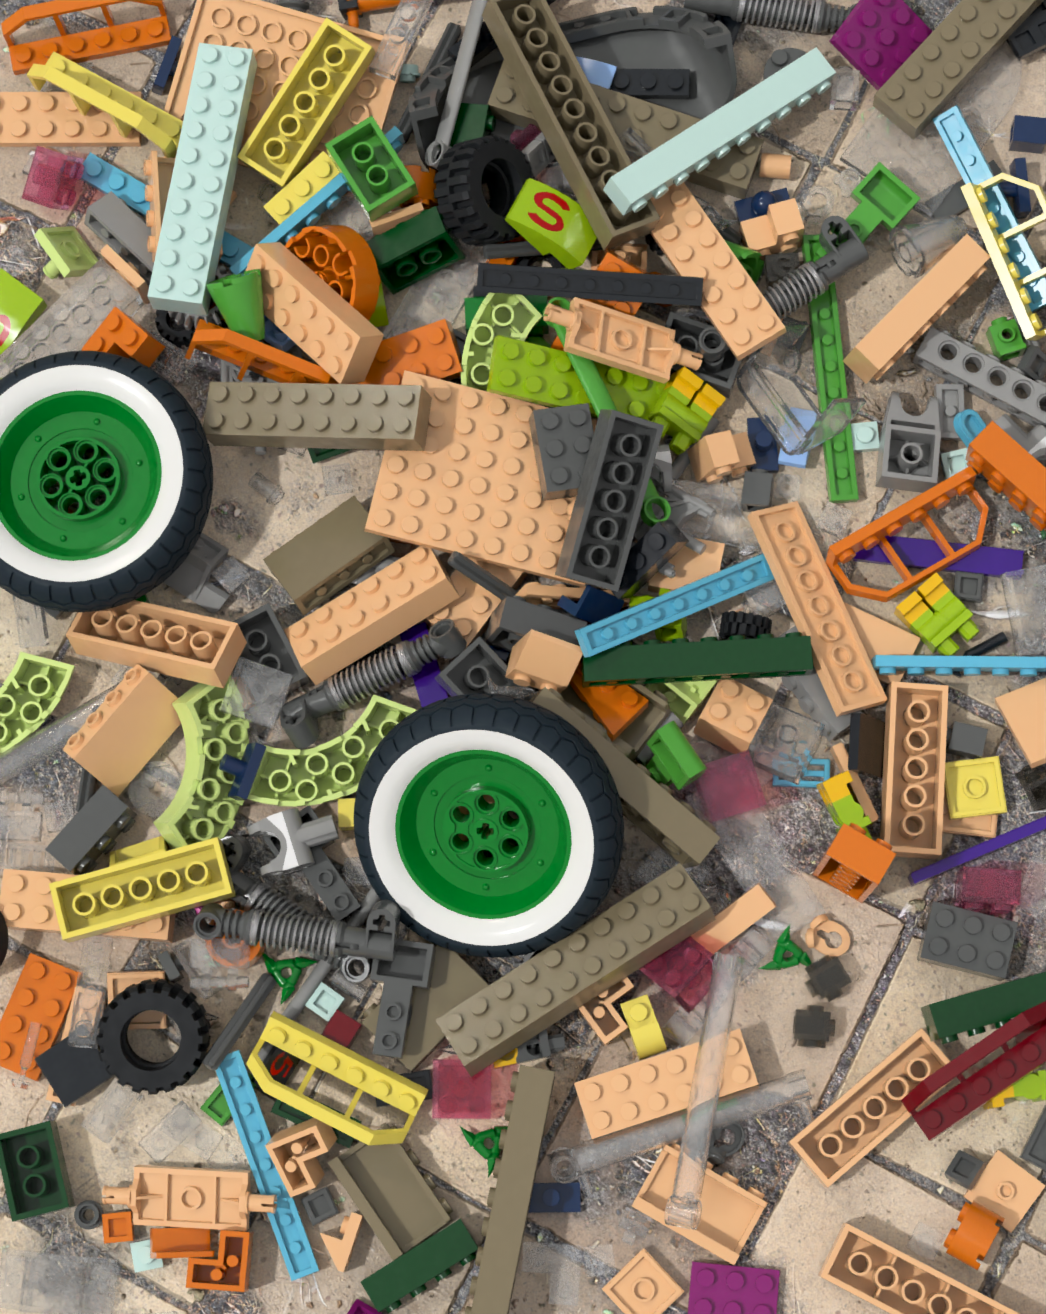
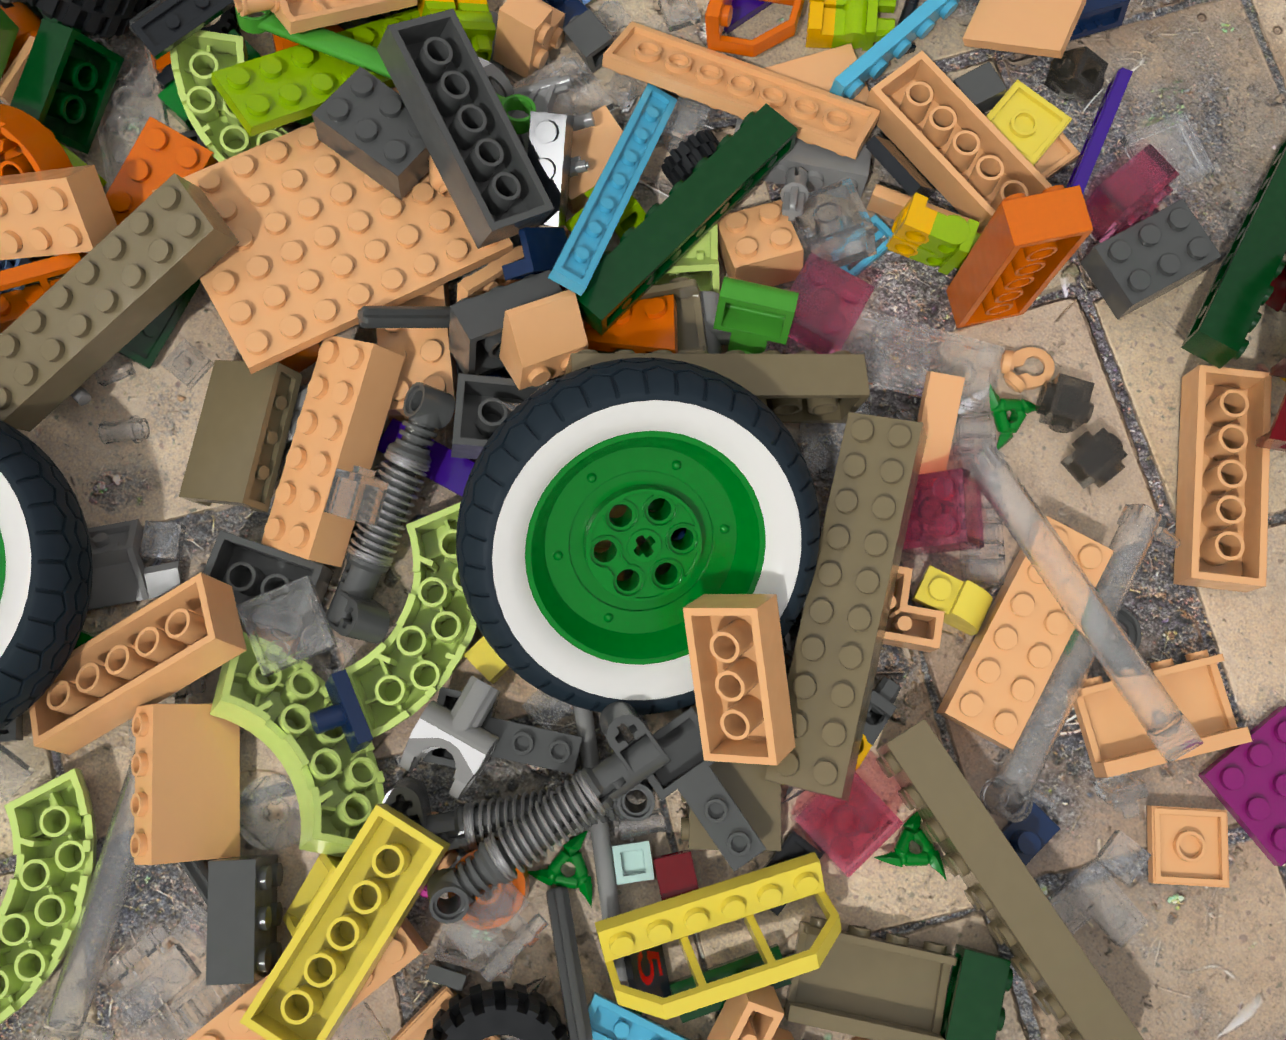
camera: 50 degrees left, 0 degrees up
(359, 655) = (357, 495): none -> clear brick
(468, 950) = (739, 678): none -> light nougat brick
(779, 704) = (794, 193): none -> light grey axle

